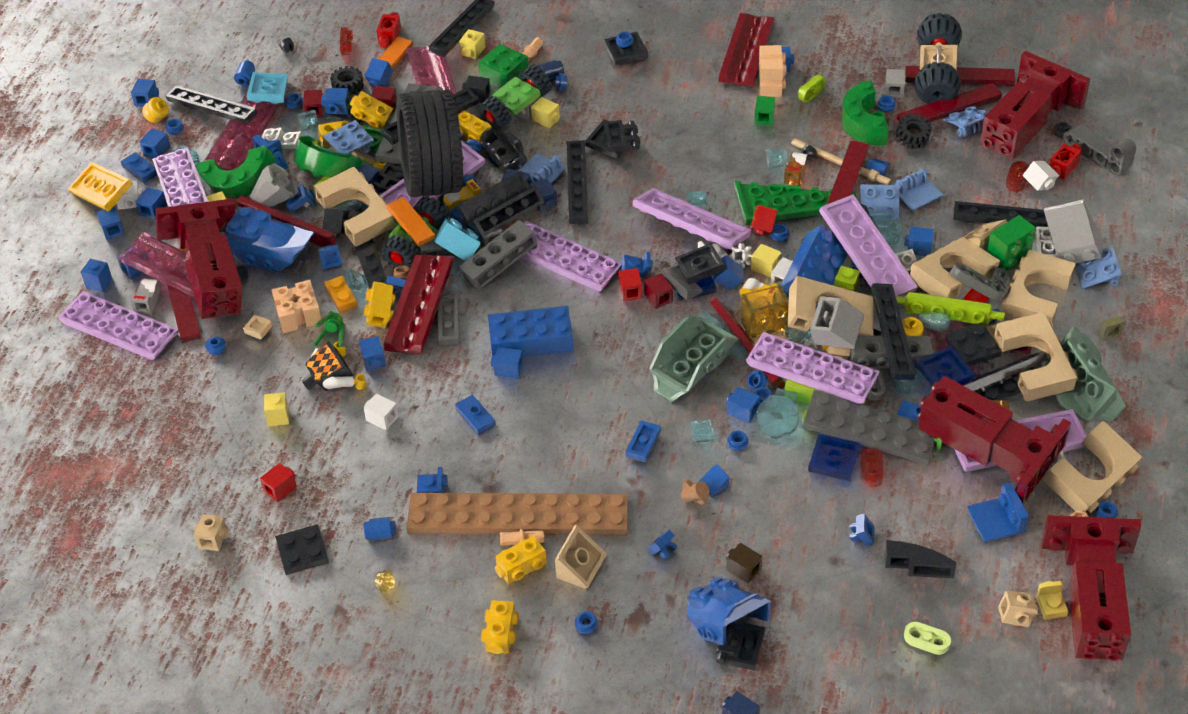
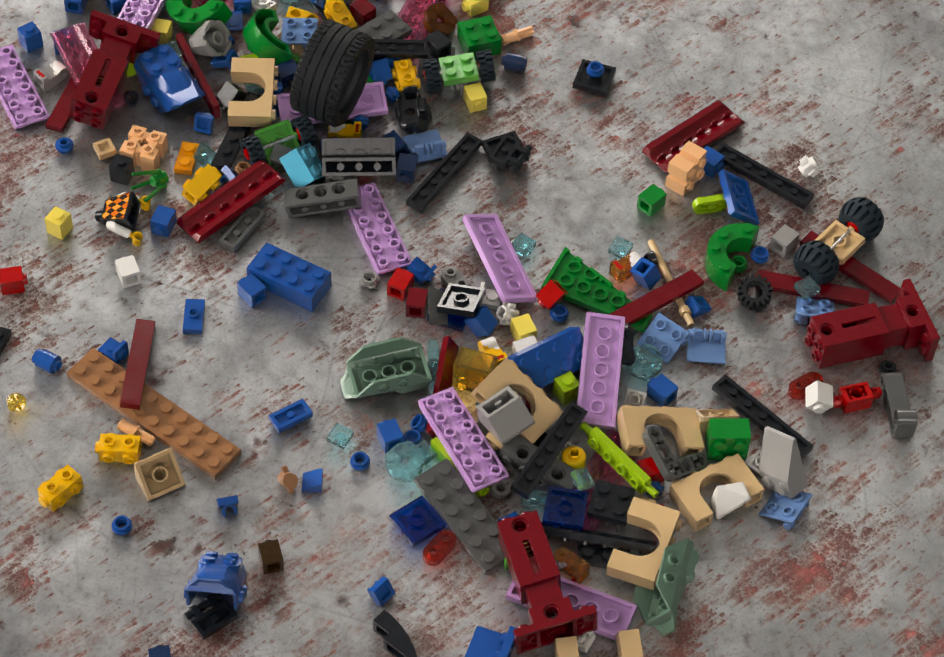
camera: 30 degrees right, 5 degrees up
(292, 333) = (121, 169): none -> black brick
(411, 221) = (277, 130): orange tile -> none
(456, 70) = (439, 11): none -> reddish brown plate
(469, 480) = (137, 364): none -> dark red tile
(560, 82) = (513, 77): blue plate -> none
(598, 297) = (369, 275): none -> light grey plate
(666, 256) = (453, 275): none -> light grey plate
(819, 163) = (645, 273): none -> blue brick
(828, 71) = (738, 197): none -> blue plate
(833, 47) = (765, 177): none -> black plate
(858, 21) = (809, 166): none -> white gear
(937, 321) = (599, 464): clear light blue cone -> none
(938, 339) = (582, 479): none -> clear light blue plate
(948, 105) = (807, 287): none -> clear light blue plate
(1057, 285) = (728, 498): none -> white slope
(1111, 328) = (740, 561): olive plate -> none

